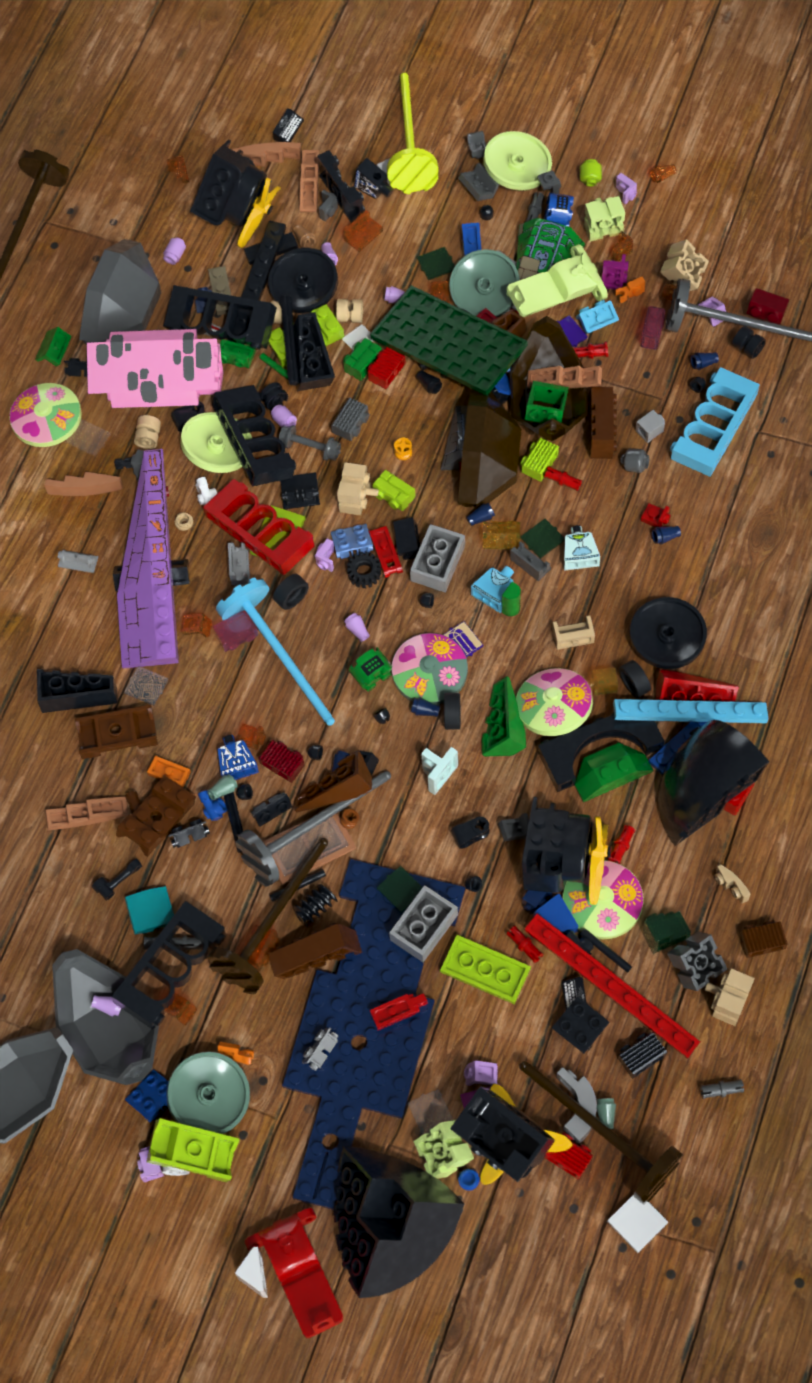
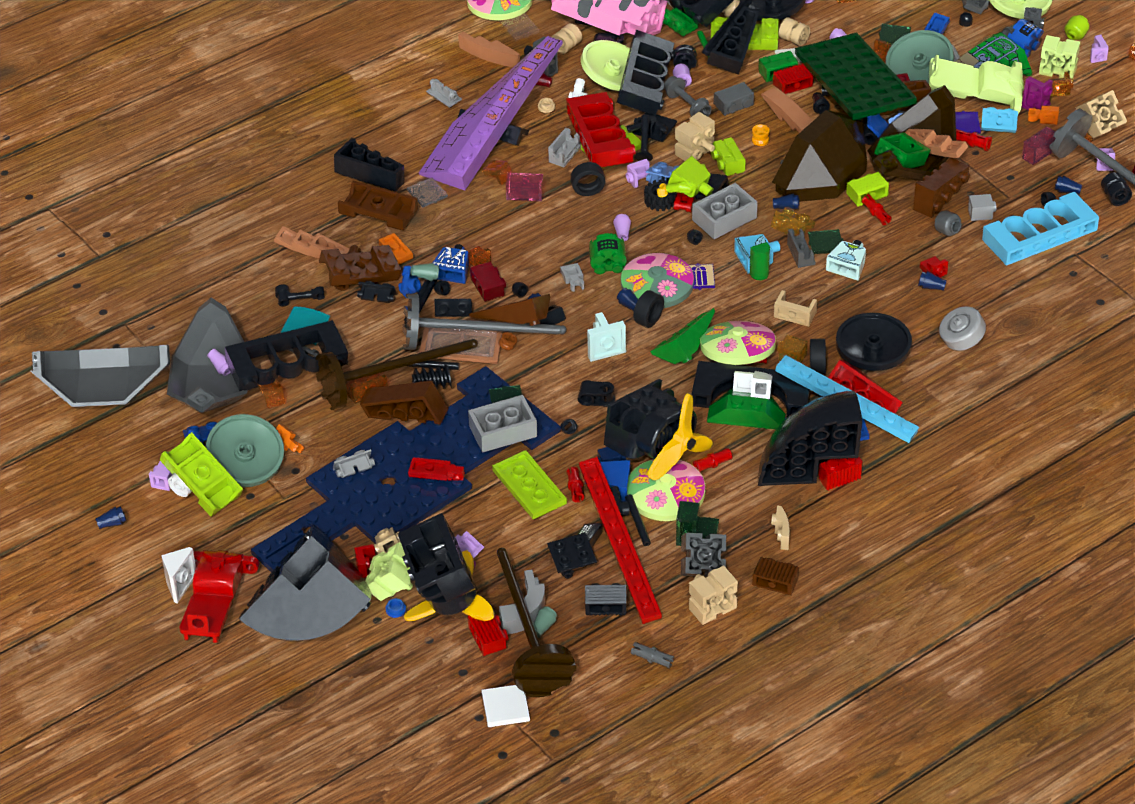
camera: 30 degrees right, 20 degrees down
(139, 1243) = (111, 518): none -> dark blue cone
(246, 599) = (553, 165): medium azure piece -> none
(298, 500) = (644, 126): none -> black piece
(352, 708) = (573, 275): none -> light grey plate
(382, 716) = (592, 289): black hinge -> none
(388, 545) = (687, 179): none -> lime torso
(403, 1149) = (362, 557): none -> red bracket
(411, 407) = (786, 109): none -> nougat slope
(418, 1118) = (382, 539): none -> tan brick
(609, 741) = (756, 383): none -> white brick
(731, 574) = (962, 328): none -> light grey wheel

